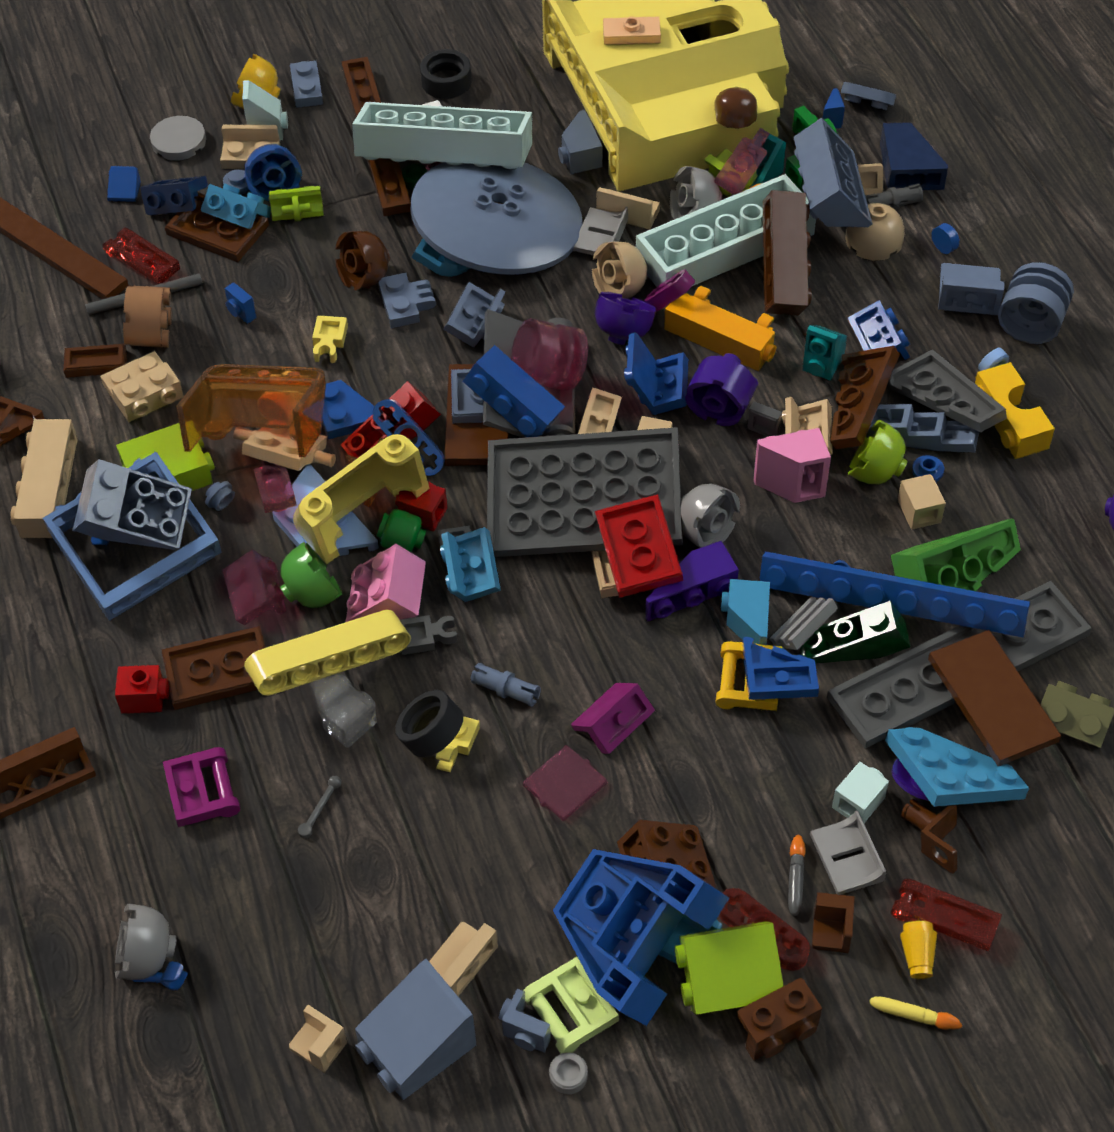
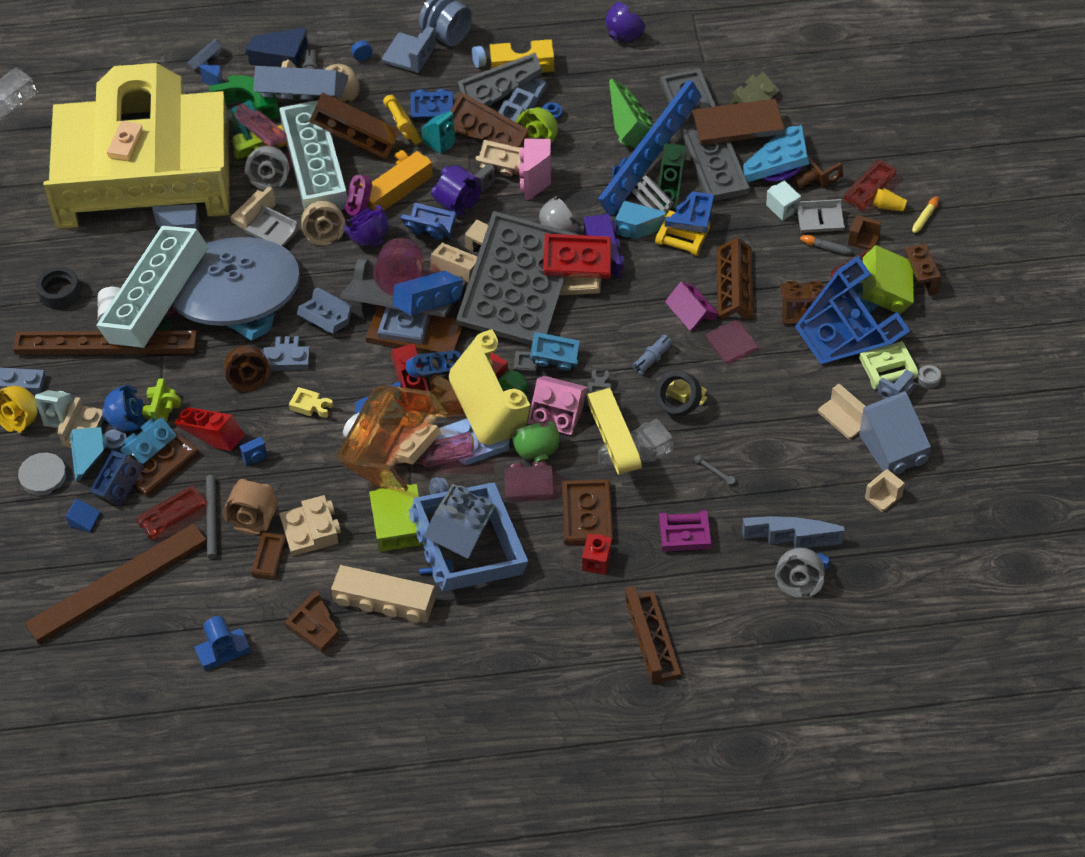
camera: 75 degrees left, 0 degrees up
(204, 156) = (87, 448): none -> medium azure slope
(217, 930) = (800, 531): none -> sand blue slope
(267, 256) = (211, 427): none -> red slope
(680, 763) = (741, 277): none -> reddish brown fence
(735, 108) = (217, 110): reddish brown hair -> none
(834, 311) = (402, 119): none -> yellow plate
(921, 501) = (579, 119): tan panel -> none

